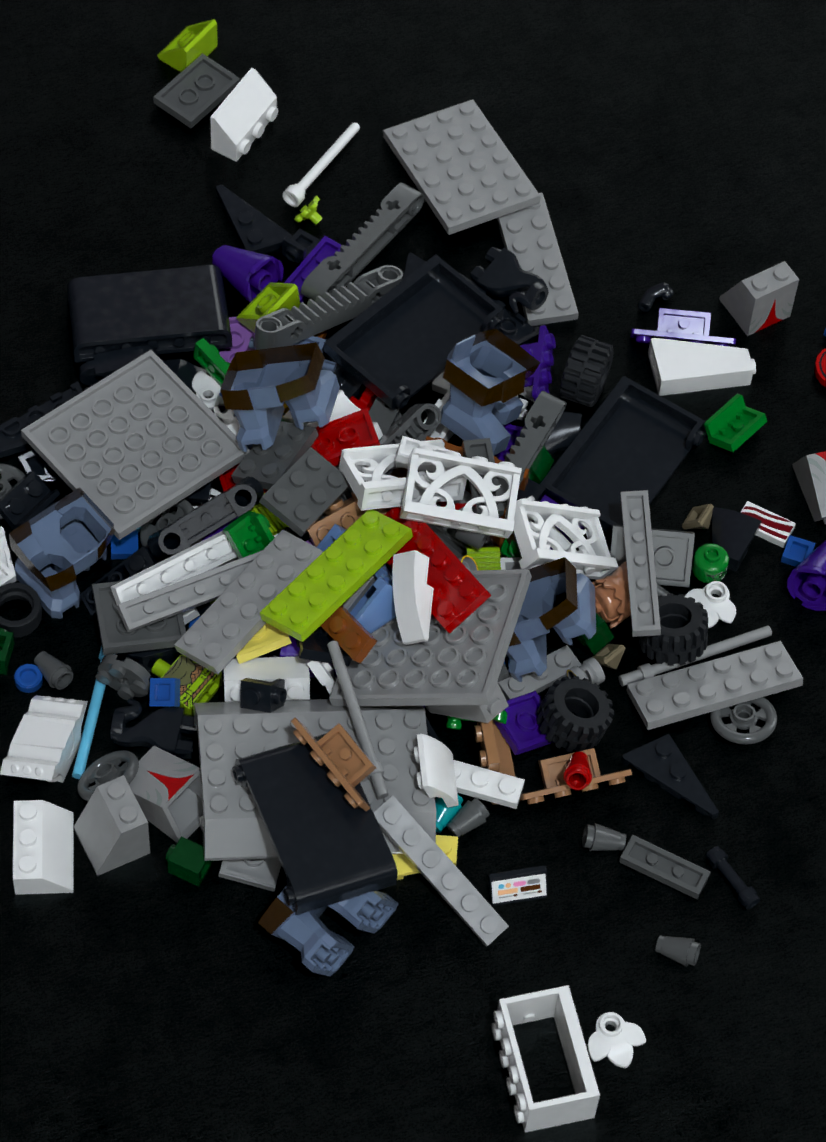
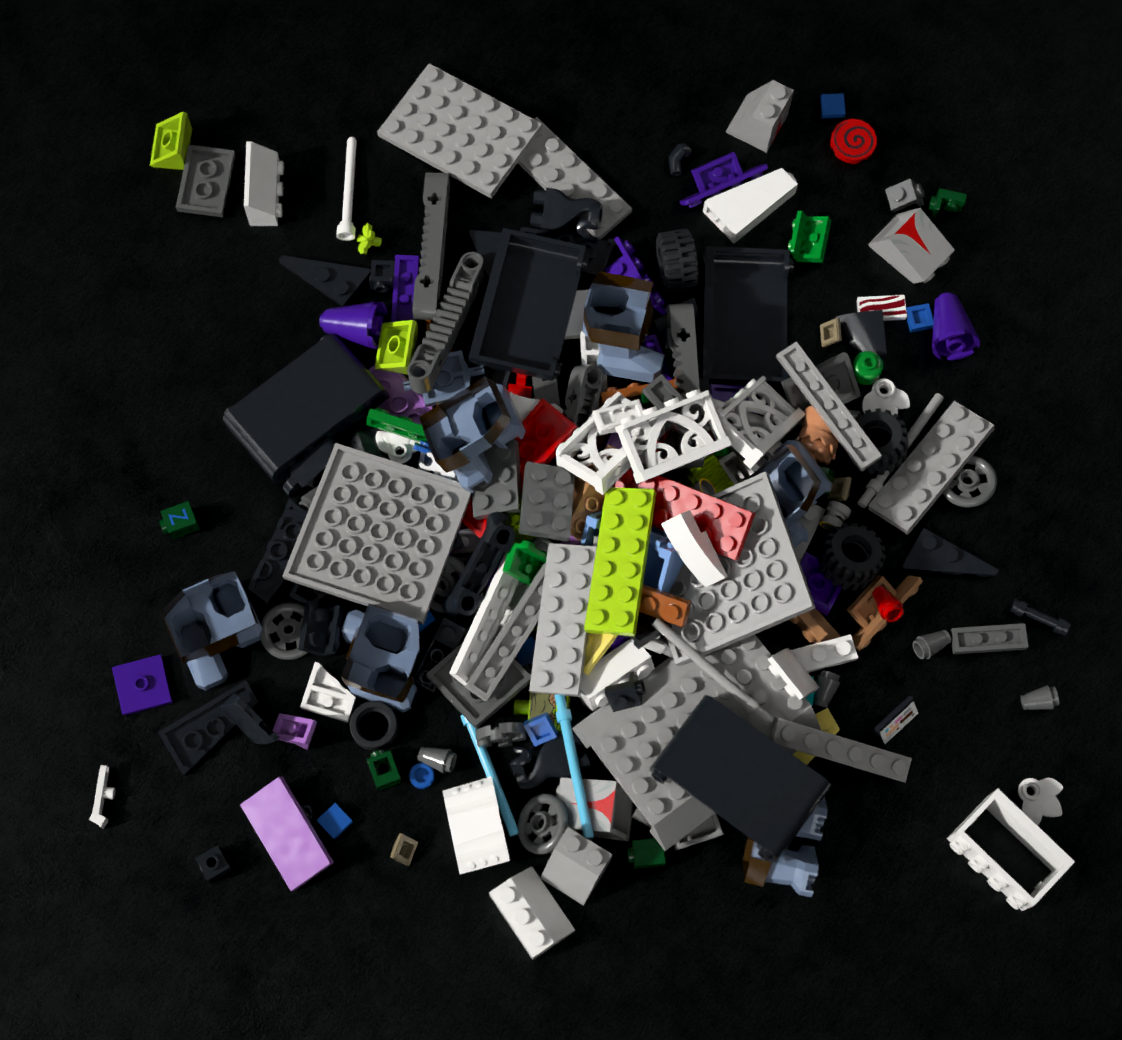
camera: 30 degrees left, 15 degrees up
(192, 694) = (564, 717): none -> medium azure bar
(342, 756) = (734, 720): medium nougat bracket -> none

